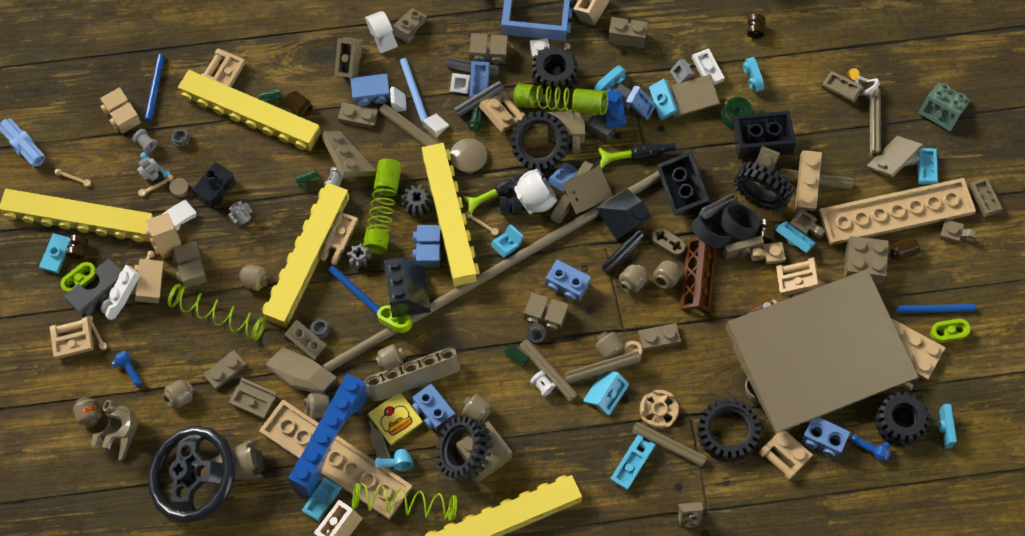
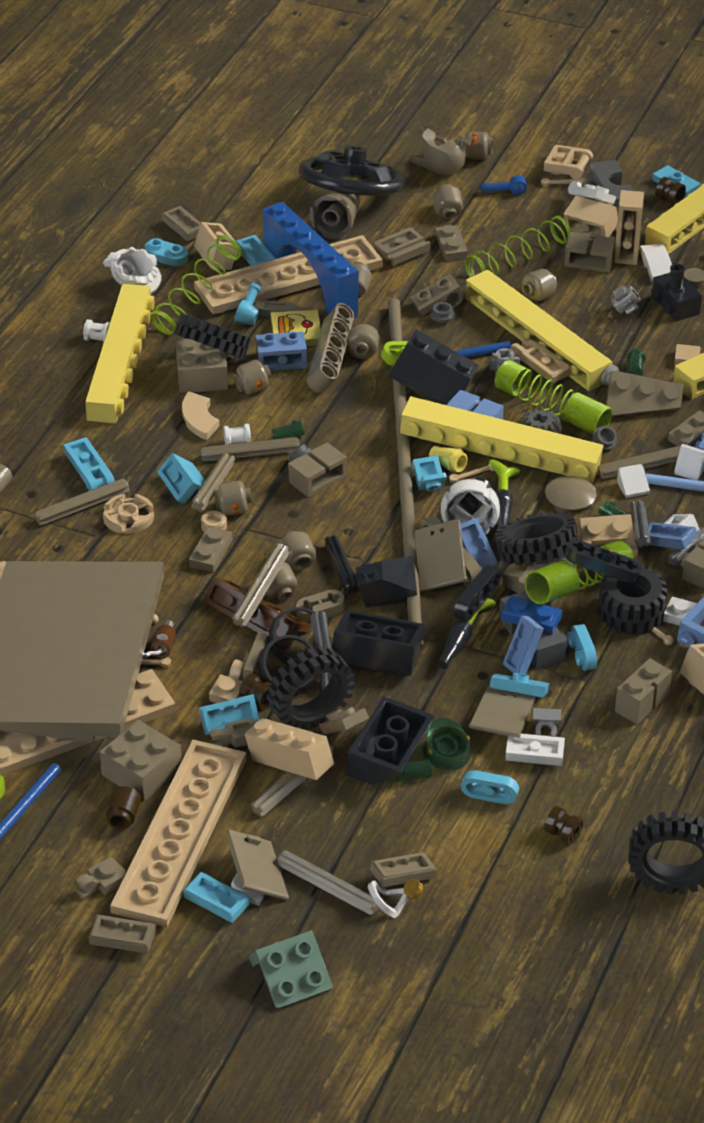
camera: 120 degrees right, 25 degrees down
(78, 276) = (635, 179): lime plate -> none
(276, 153) = (685, 352): none -> tan tile
(300, 371) = (400, 280): dark tan piece -> none
(403, 158) = (606, 436): none -> dark grey plate
(481, 240) = (450, 458): none -> light yellow cone
(533, 427) = (197, 416): none -> tan tile
(555, 86) = (614, 564): none -> black beam
(567, 281) = (340, 500): medium blue brick -> none
(608, 151) = (477, 592): none -> black beam
(693, 267) = (260, 585): none -> dark tan axle
(729, 452) = (52, 529): black tyre -> none
(798, 281) = (169, 675): tan plate -> none

